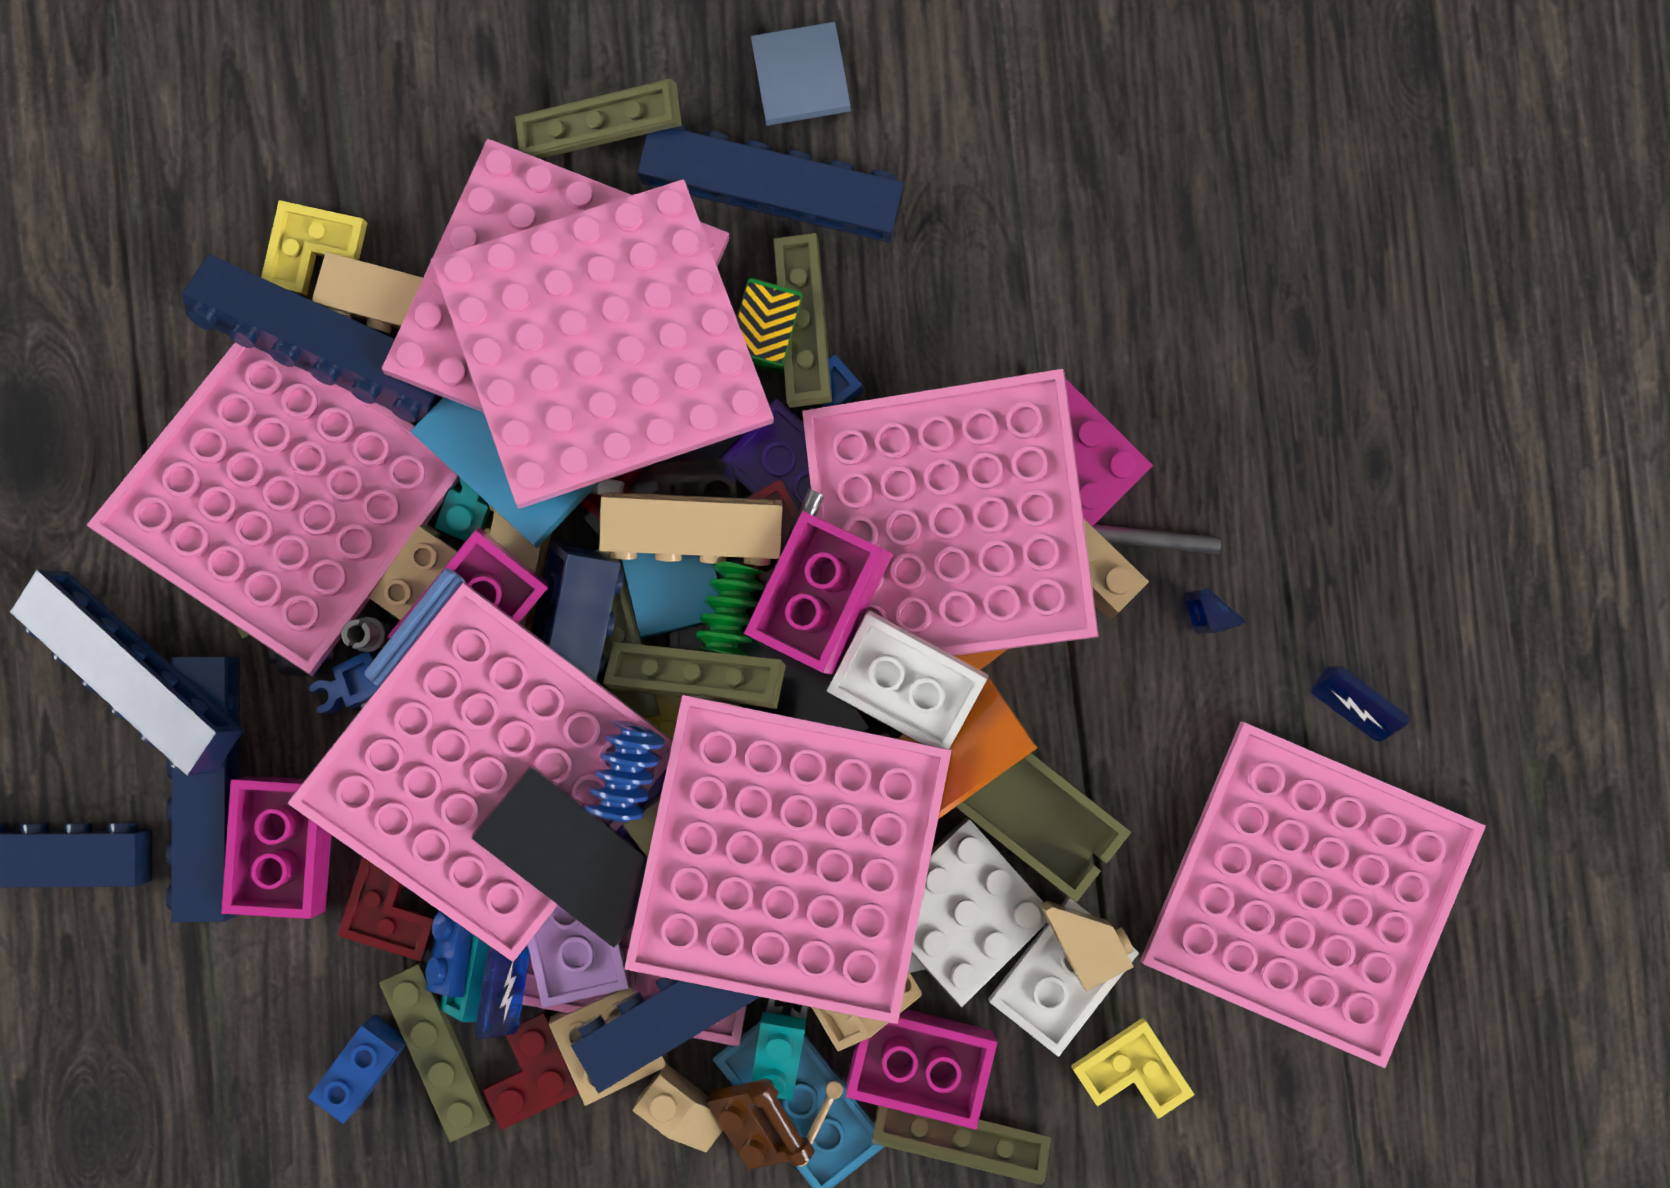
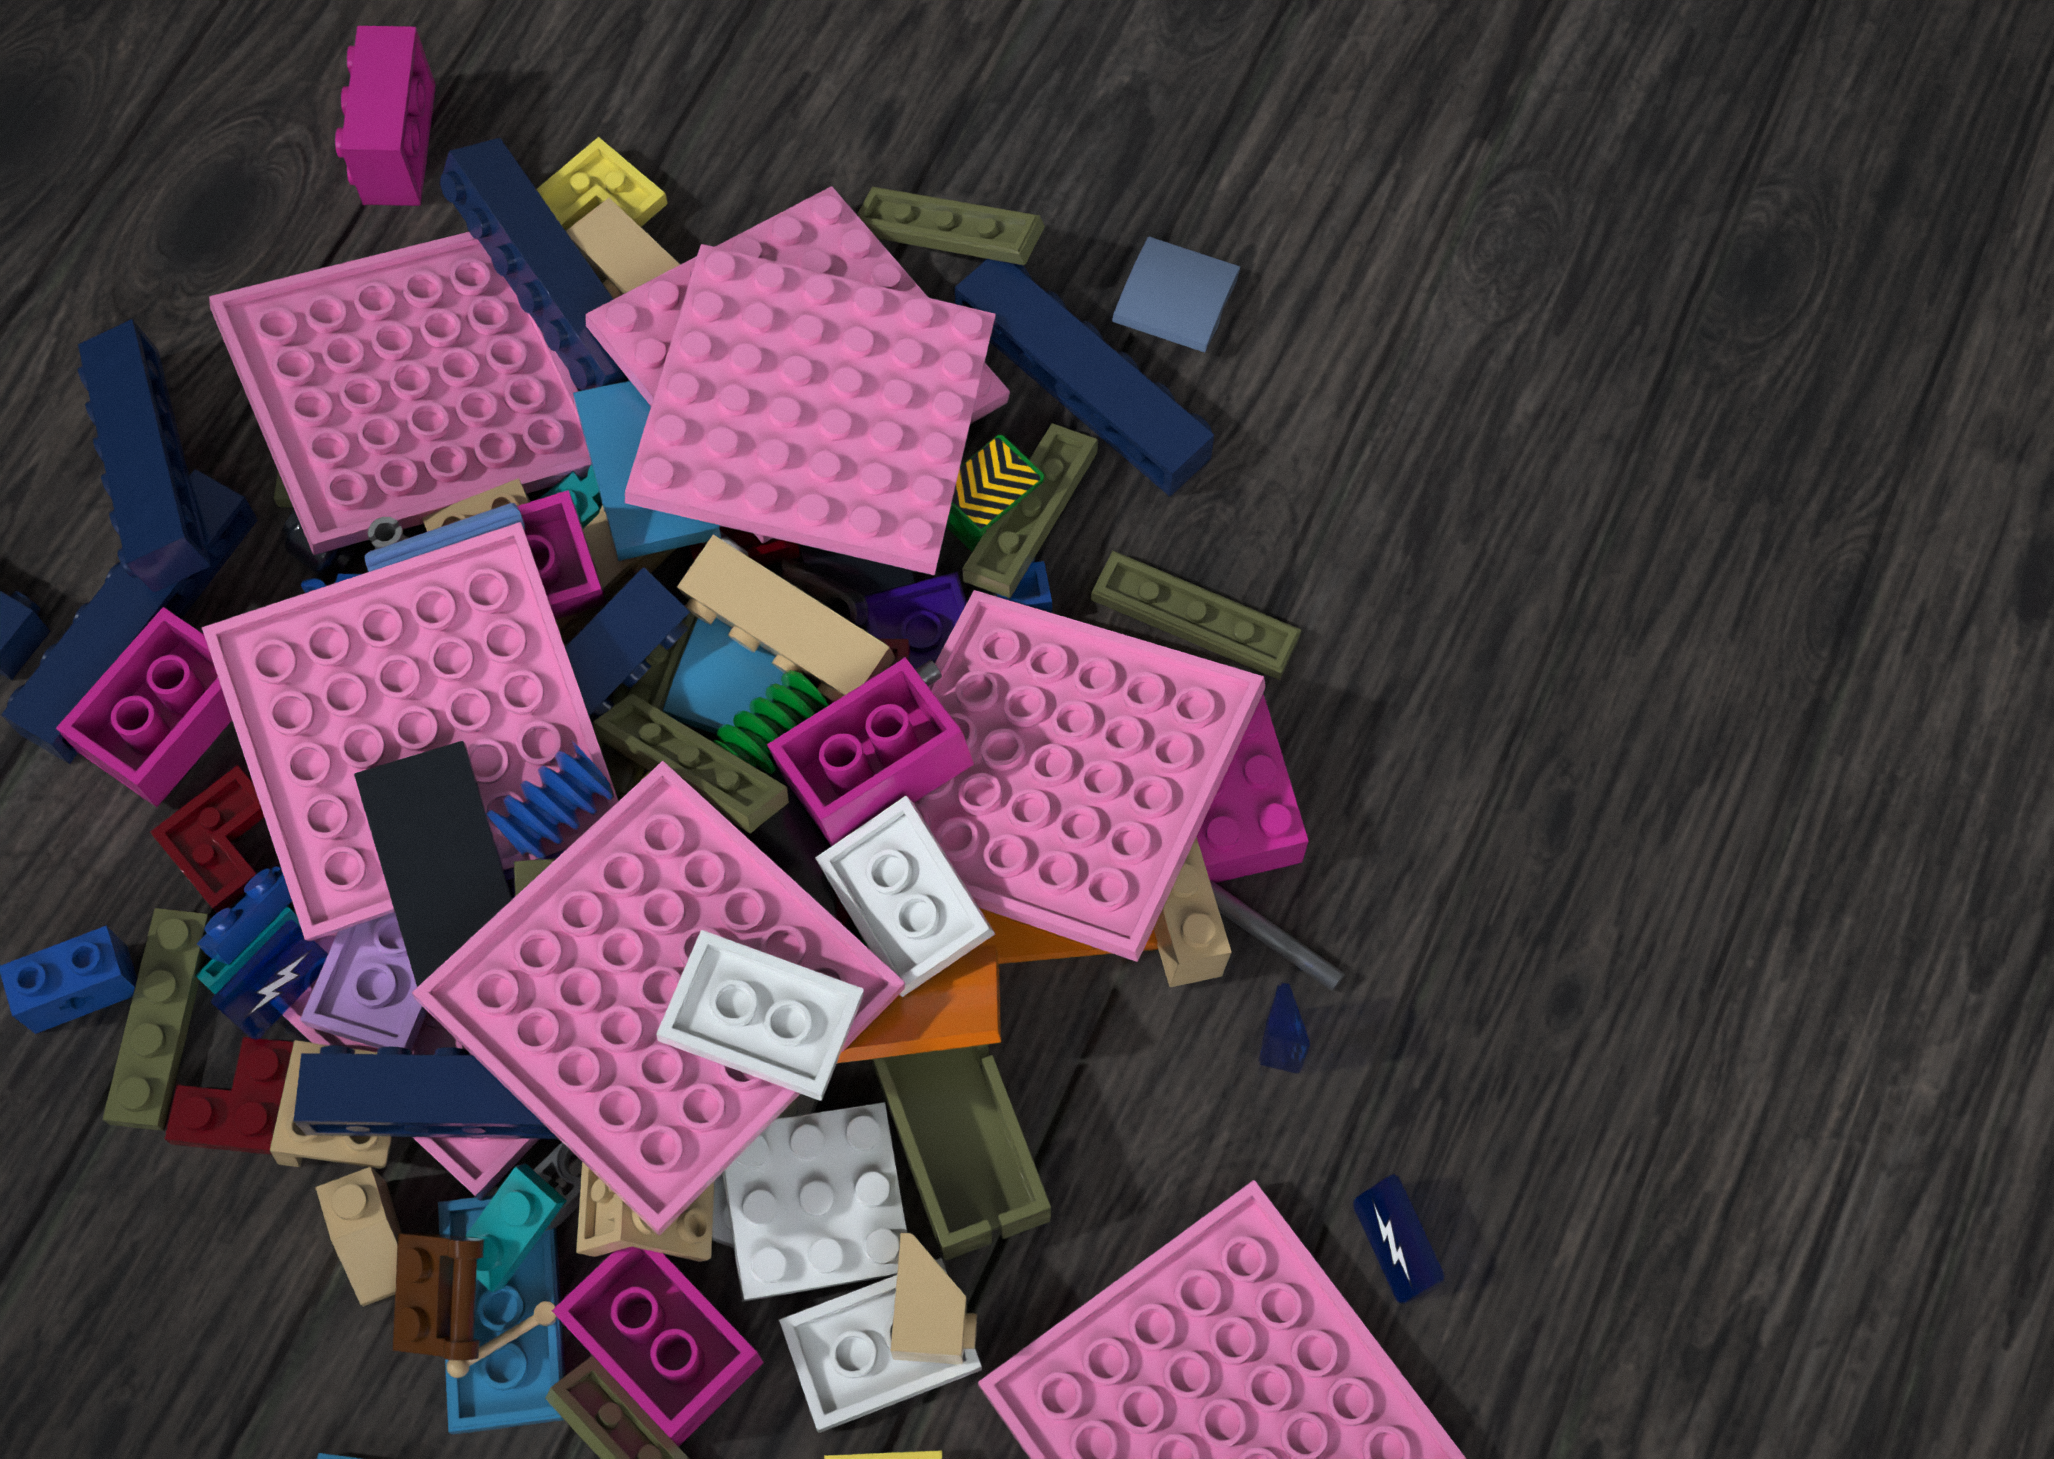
camera: 30 degrees right, 20 degrees down
(104, 282) = (386, 115): none -> dark pink brick
(874, 840) = (760, 1015): none -> white plate
(965, 328) = (1196, 615): none -> olive tile

